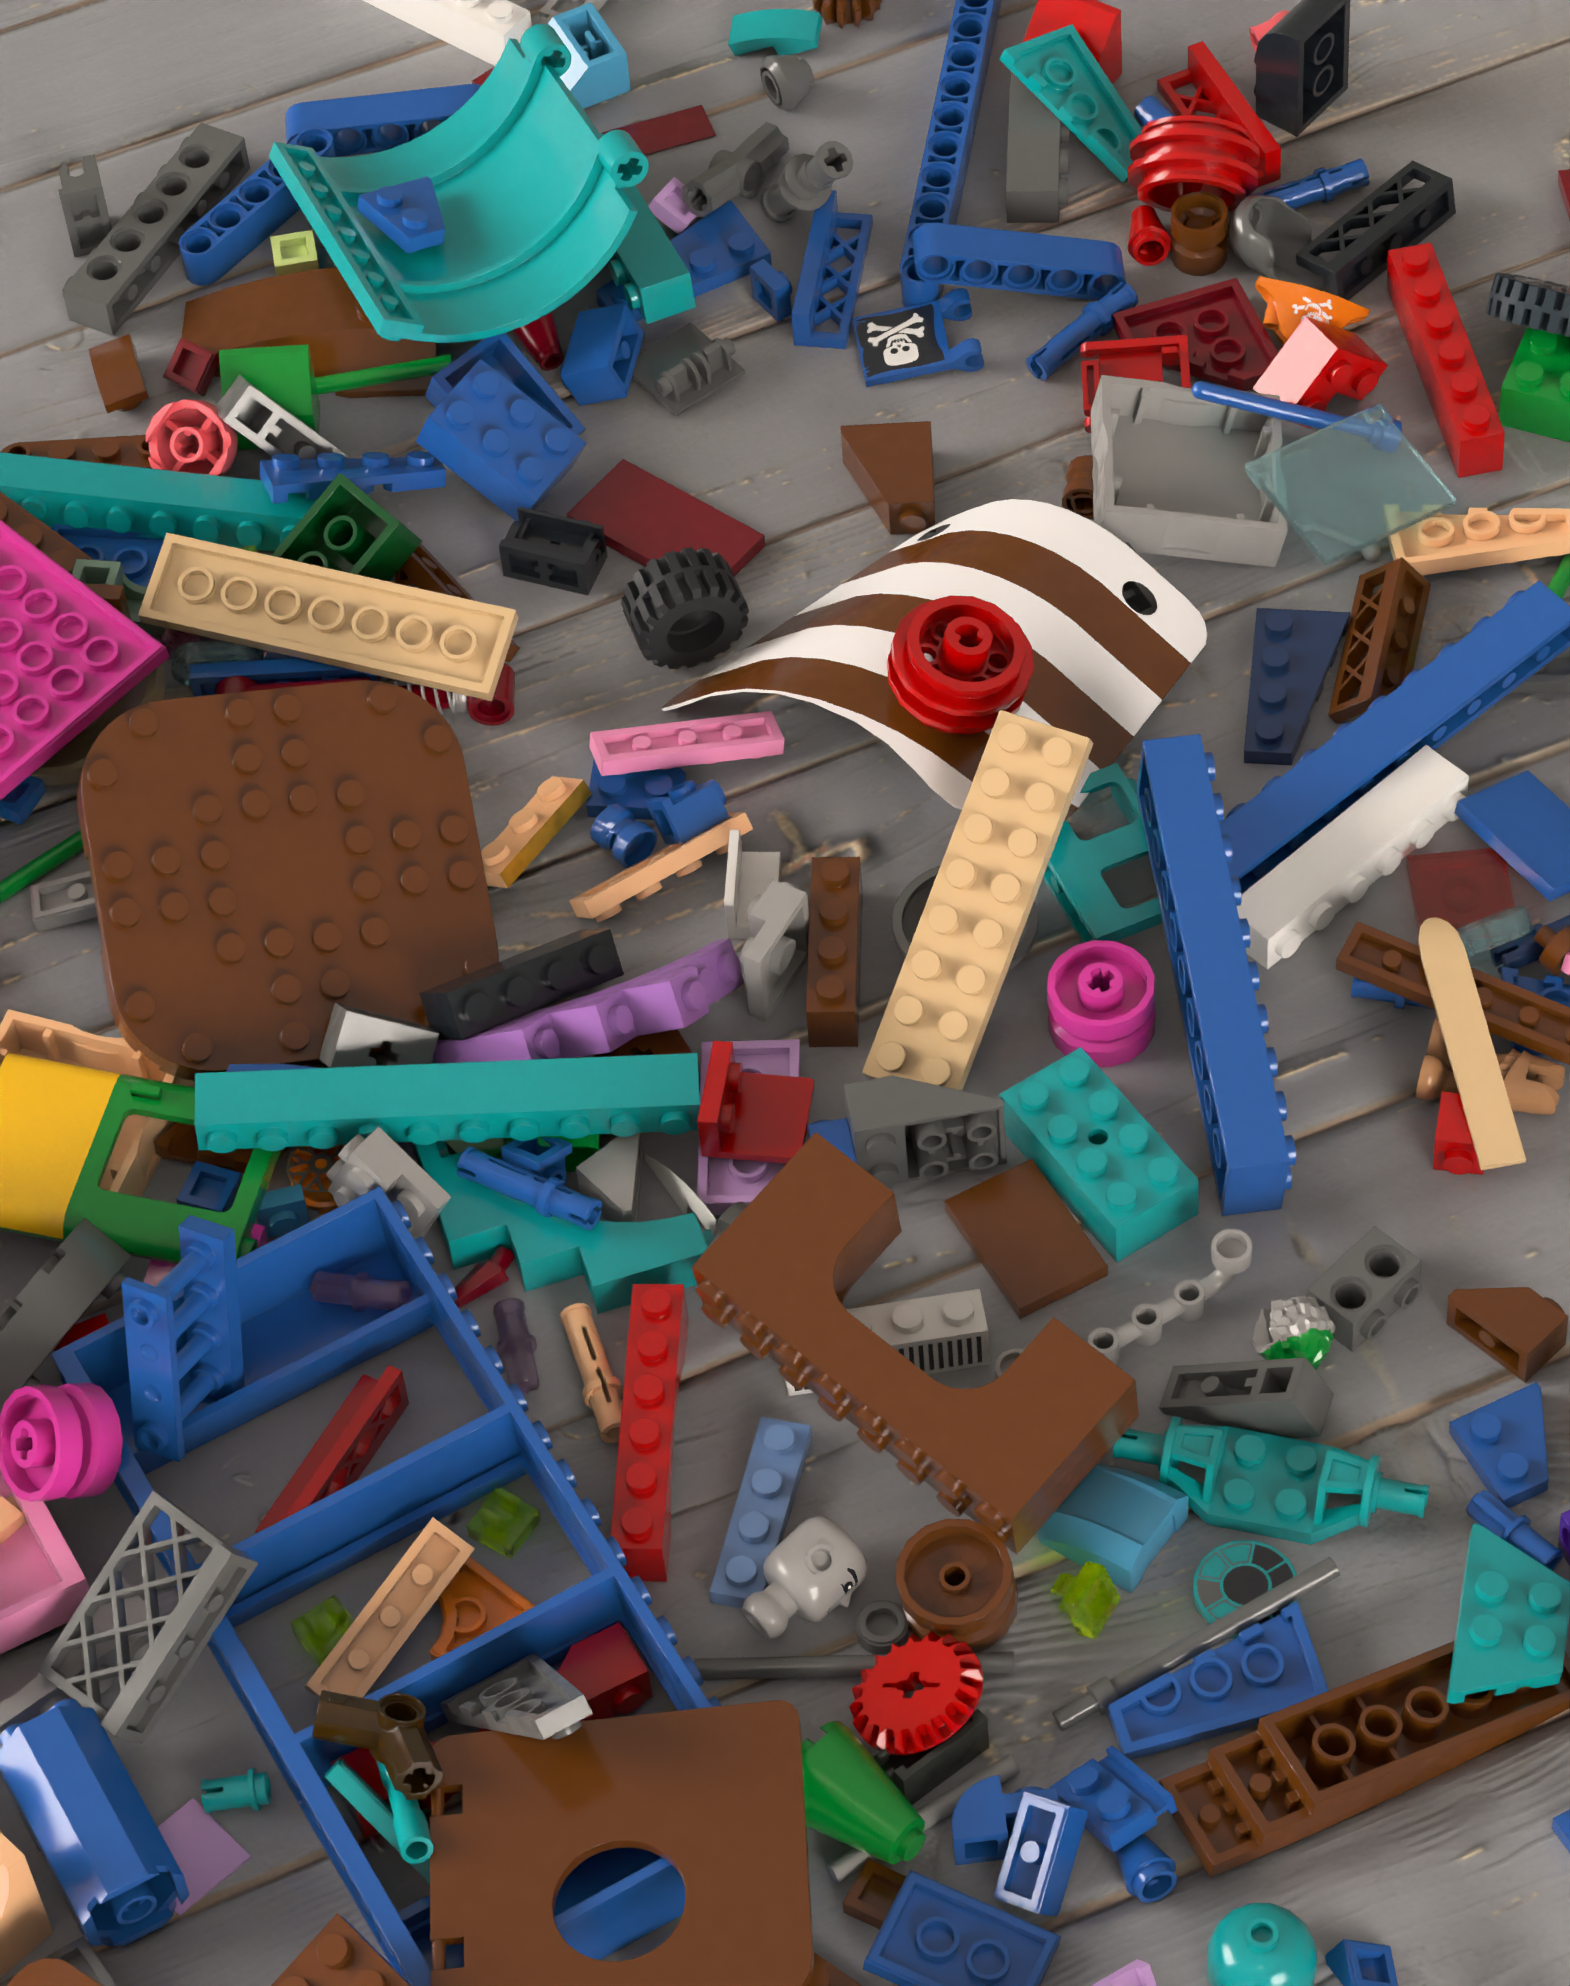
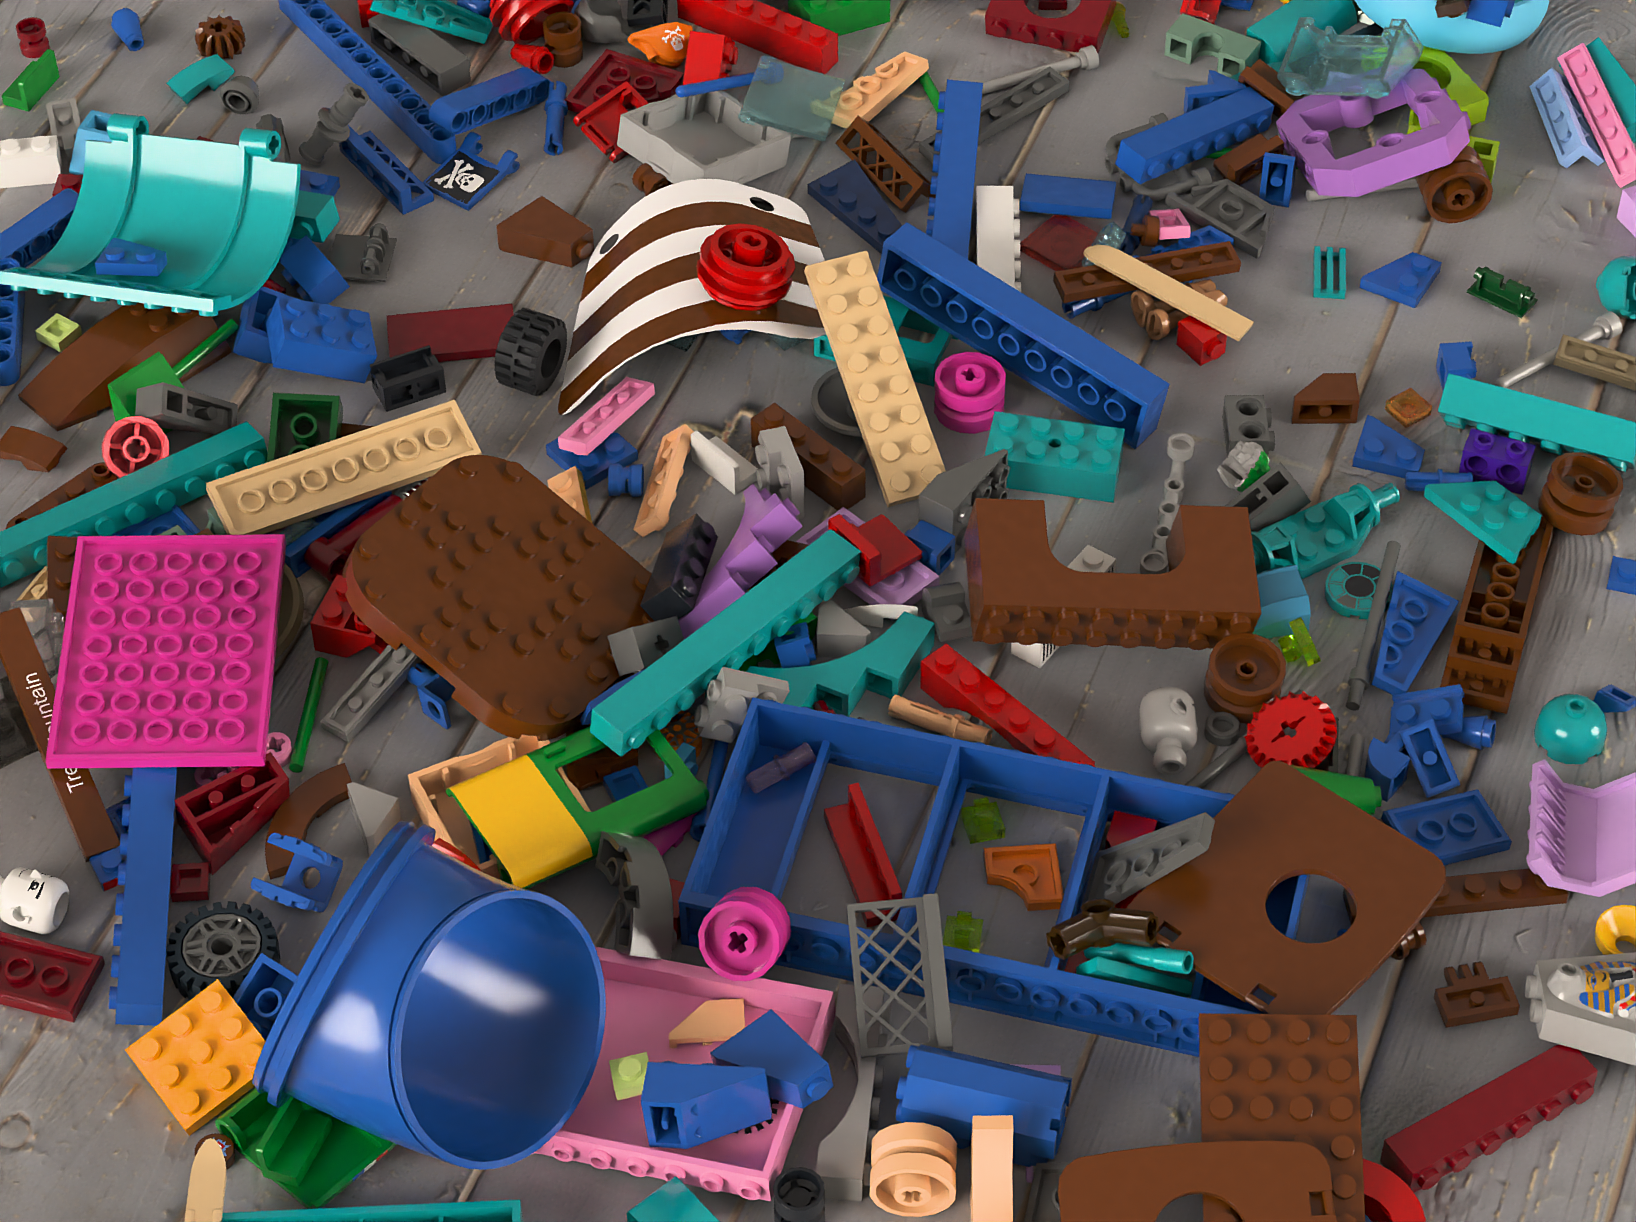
camera: 50 degrees left, 5 degrees down
(192, 367) = (71, 420): dark red tile -> none
(213, 1336) = (754, 826): blue fence -> none
(236, 1791) = (1027, 1031): teal pin -> none
(312, 476) = (245, 411): blue wing -> none
(392, 1613) = (995, 895): light nougat plate -> none
(546, 1195) = (824, 652): blue pin -> none
(688, 810) = (649, 445): blue brick -> none
(760, 1509) = (1100, 723): medium blue plate -> none
(771, 289) = (364, 192): blue plate -> none
(1026, 1238) = (1073, 518): reddish brown tile -> none

